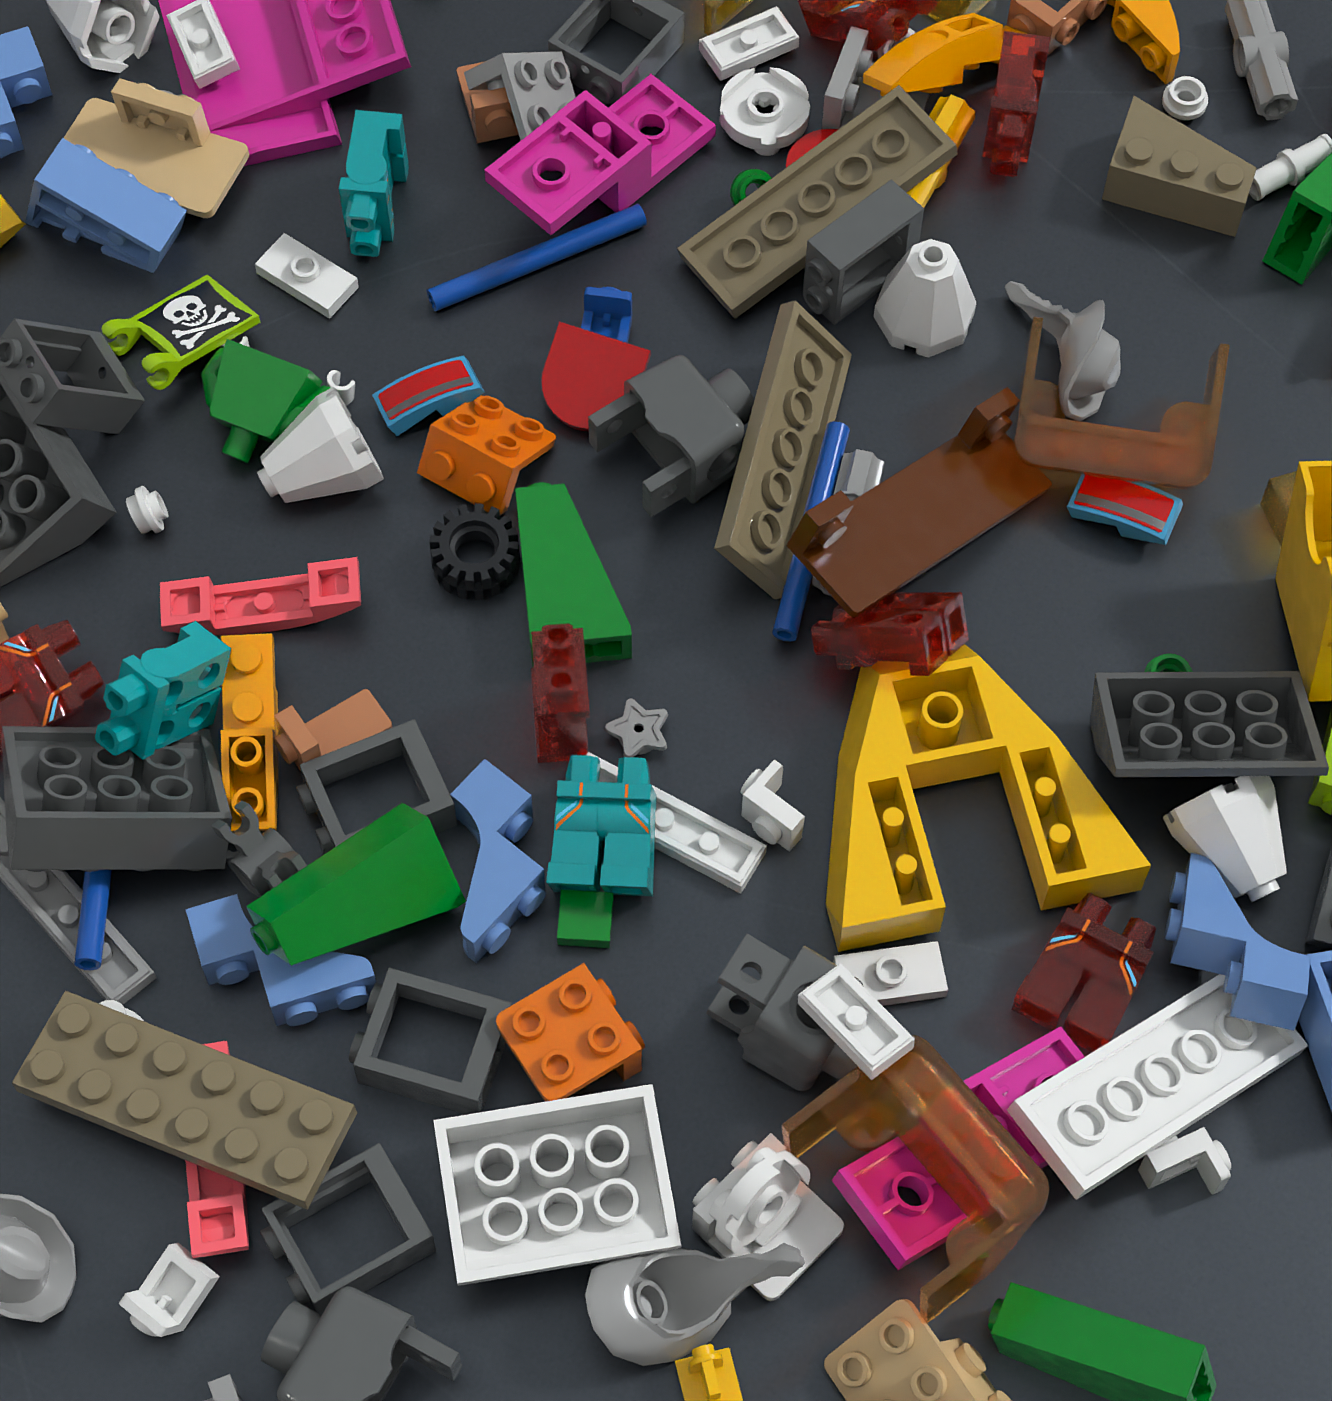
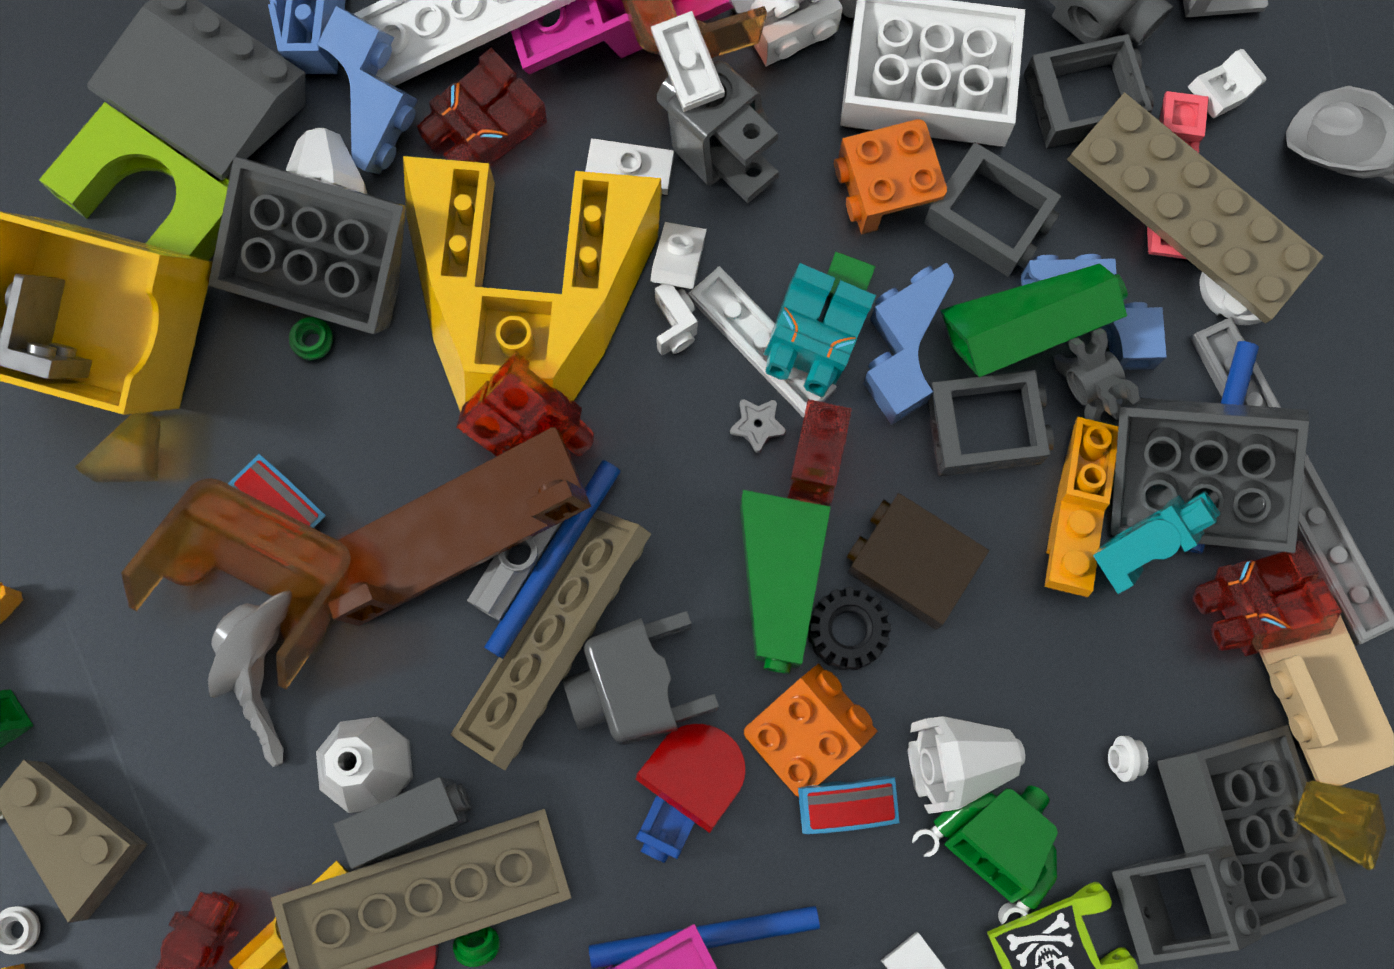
camera: 165 degrees left, 15 degrees up
(262, 604) = (1046, 637): coral slope -> none
(335, 728) = (1014, 491): nougat bracket -> none
(421, 633) = (916, 560): none -> dark brown brick
(791, 870) = (678, 255): none -> white plate

